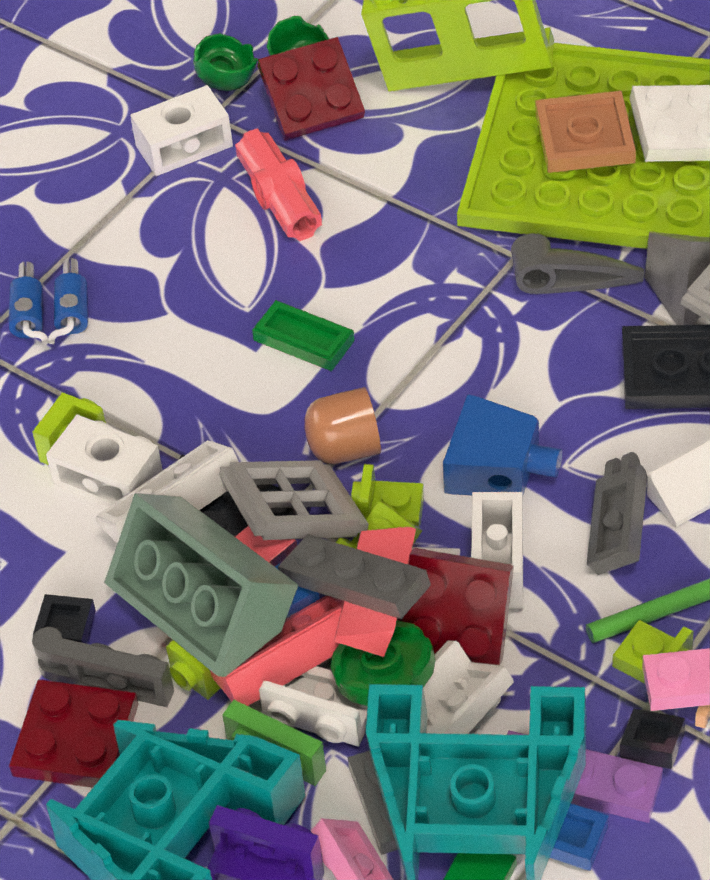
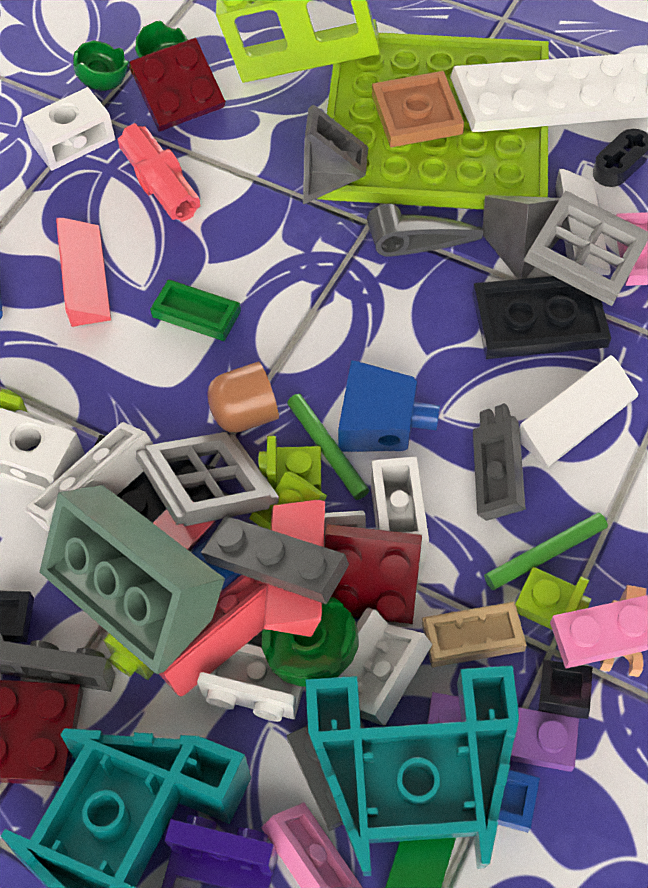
camera: 10 degrees left, 10 degrees up
(181, 286) = (83, 272): none -> coral slope
(248, 721) = (199, 720): bright green plate -> none
(432, 486) = (328, 447): none -> bright green bar
(475, 177) = (330, 156): none -> flat silver slope
(579, 669) = (474, 634): none -> tan plate

